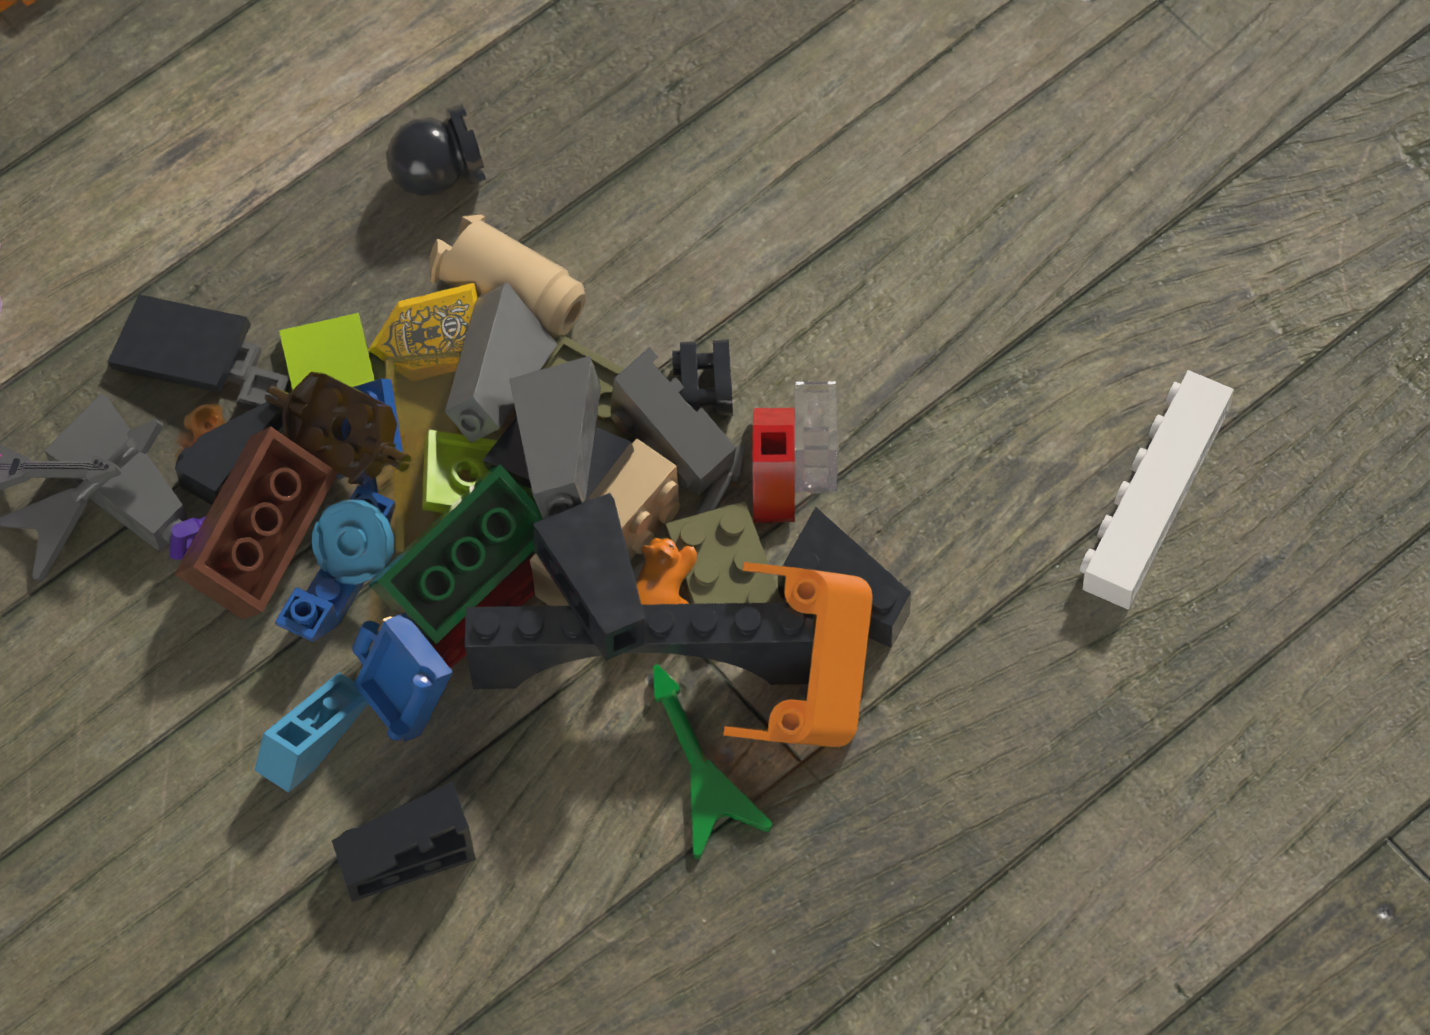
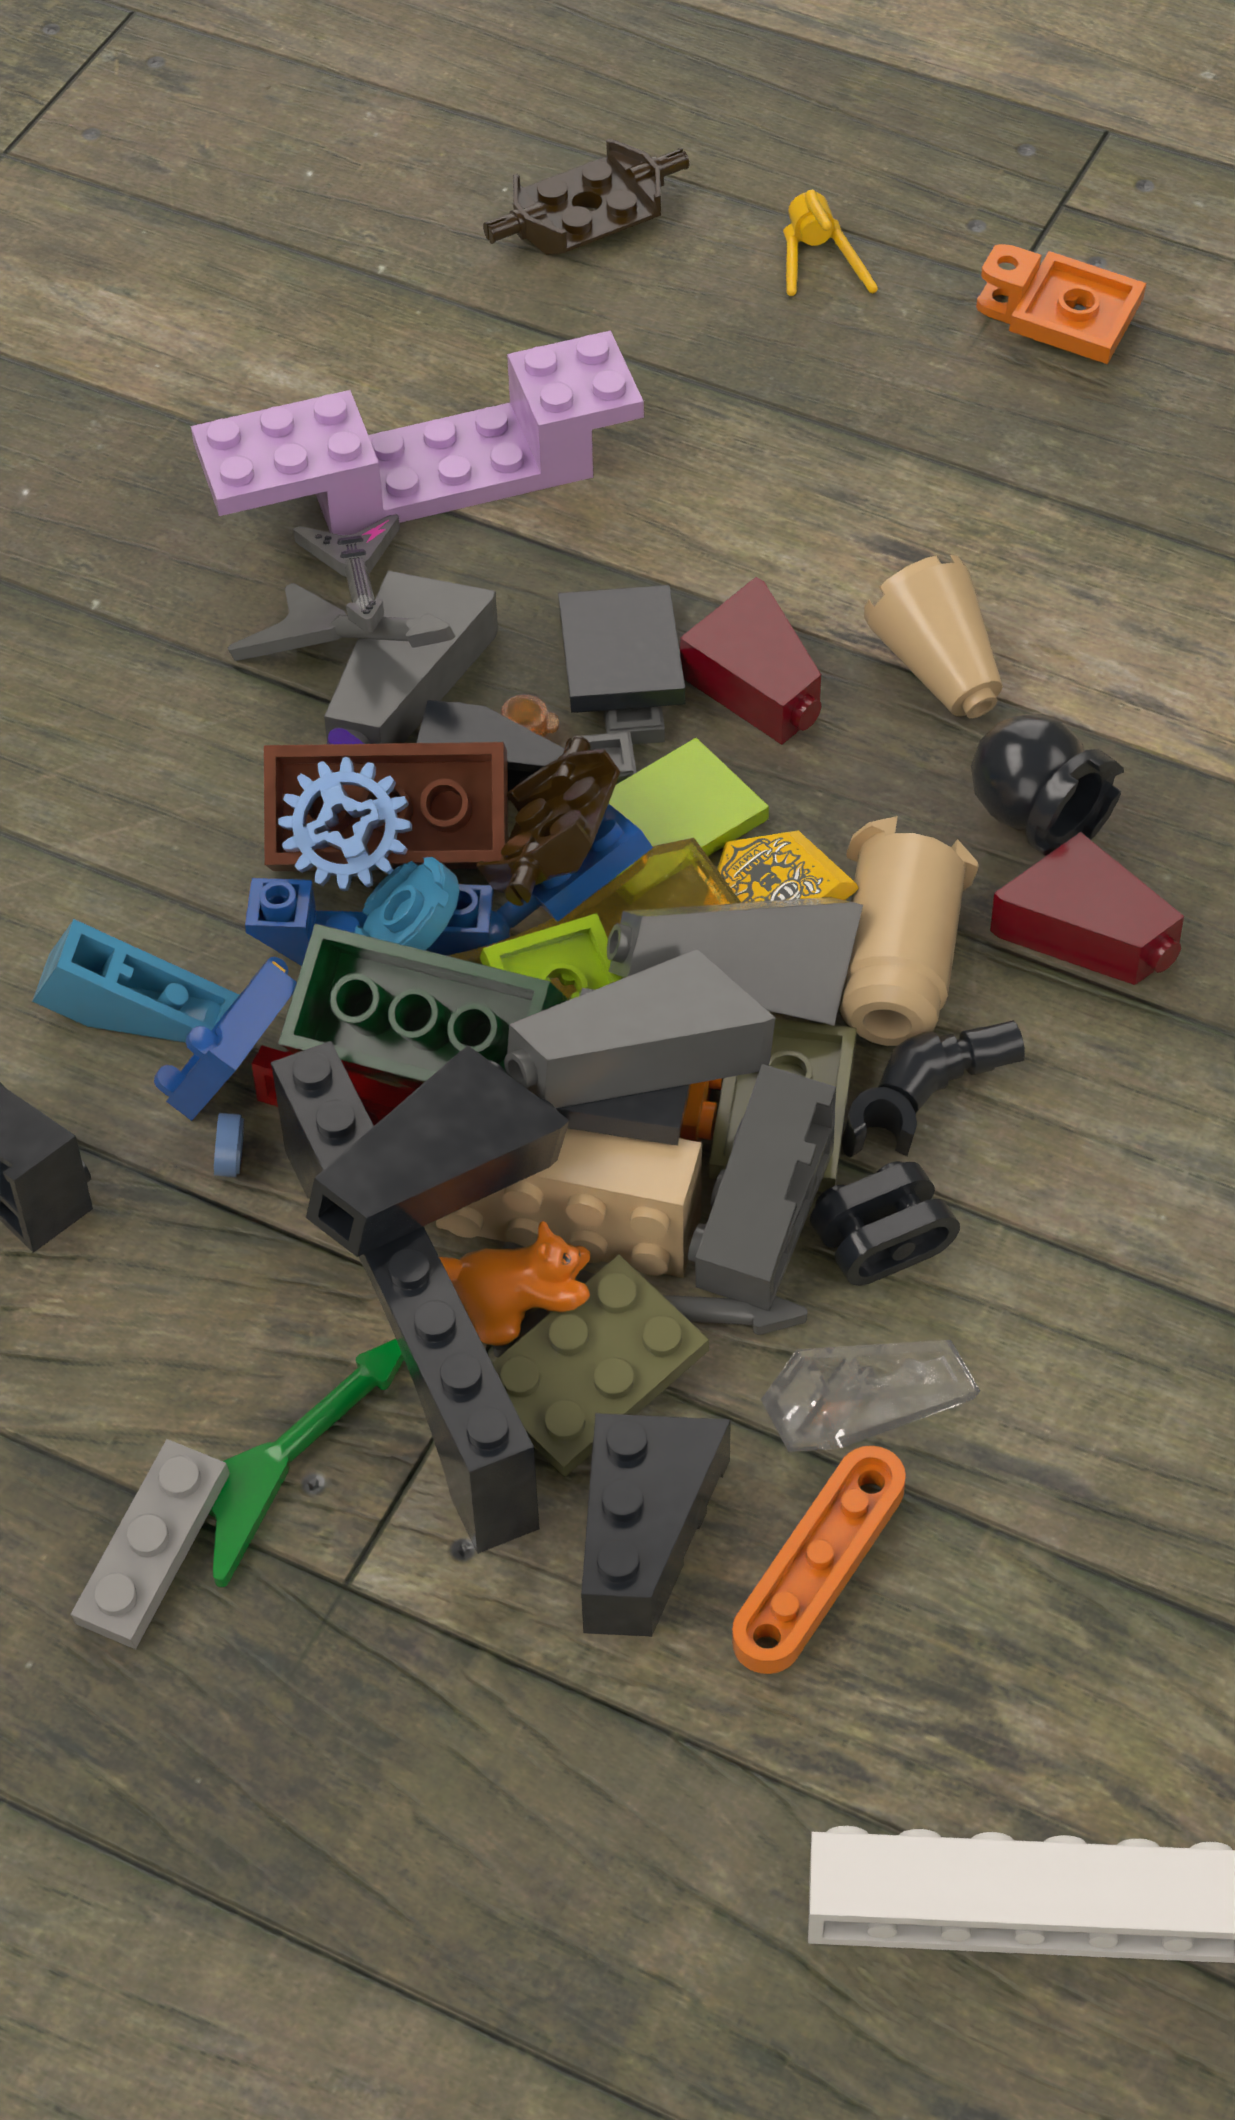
camera: 65 degrees right, 10 degrees down
(241, 269) = (754, 663): none -> slope
(271, 550) = (335, 800): none -> light blue gear
(286, 158) = (939, 633): none -> tan cone
(463, 714) = (228, 1145): none -> medium blue tile
(541, 175) = (1089, 914): none -> dark red slope
(606, 313) = (918, 1070): none -> black piece
(731, 852) = (150, 1544): none -> light grey plate
(773, 465) = (758, 1349): red slope -> none
(837, 660) = (491, 1525): orange windscreen -> none
(909, 505) = (818, 1559): none -> orange plate

